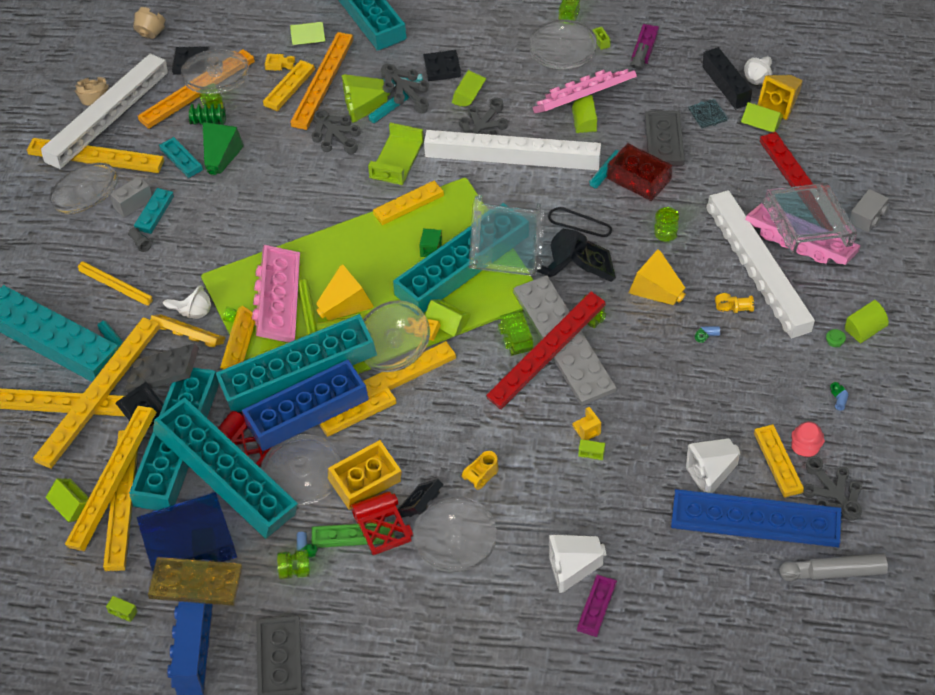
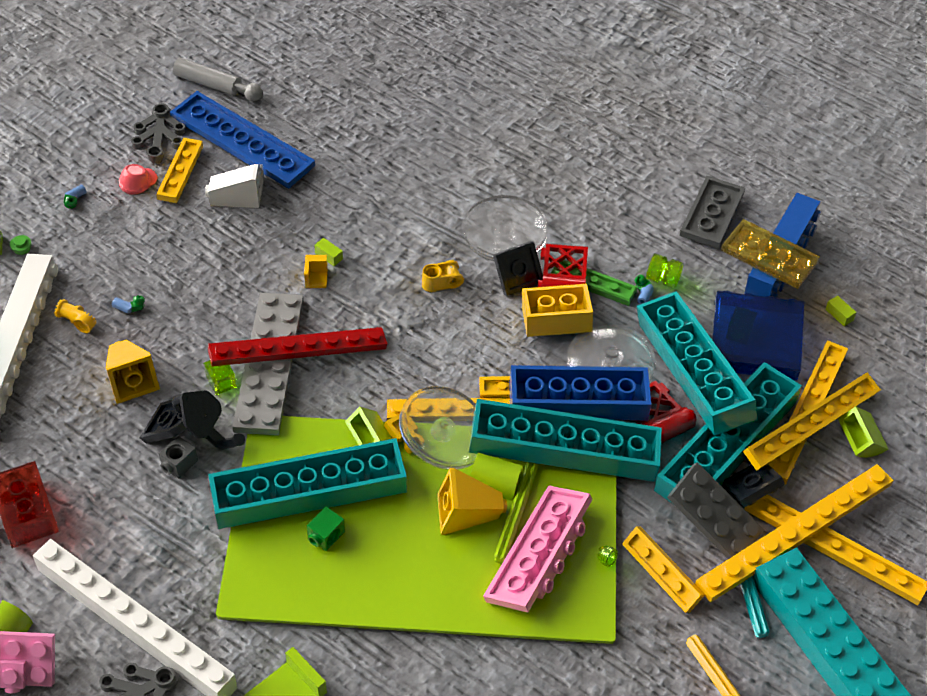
camera: 155 degrees left, 0 degrees up
(194, 306) = (646, 598): white piece -> none
(238, 338) = (611, 514): yellow plate -> none
(408, 202) = (310, 608): yellow plate -> none
(505, 238) = (248, 460): clear light blue panel -> none
(516, 333) = (311, 389): clear neon green brick -> none
(574, 558) = (416, 170): white slope -> none
(579, 229) = (147, 488): black piece -> none
(596, 605) = (422, 141): magenta tile -> none
(601, 174) = (62, 538): teal axle -> none
(666, 224) = (57, 426): clear neon green wheel -> none

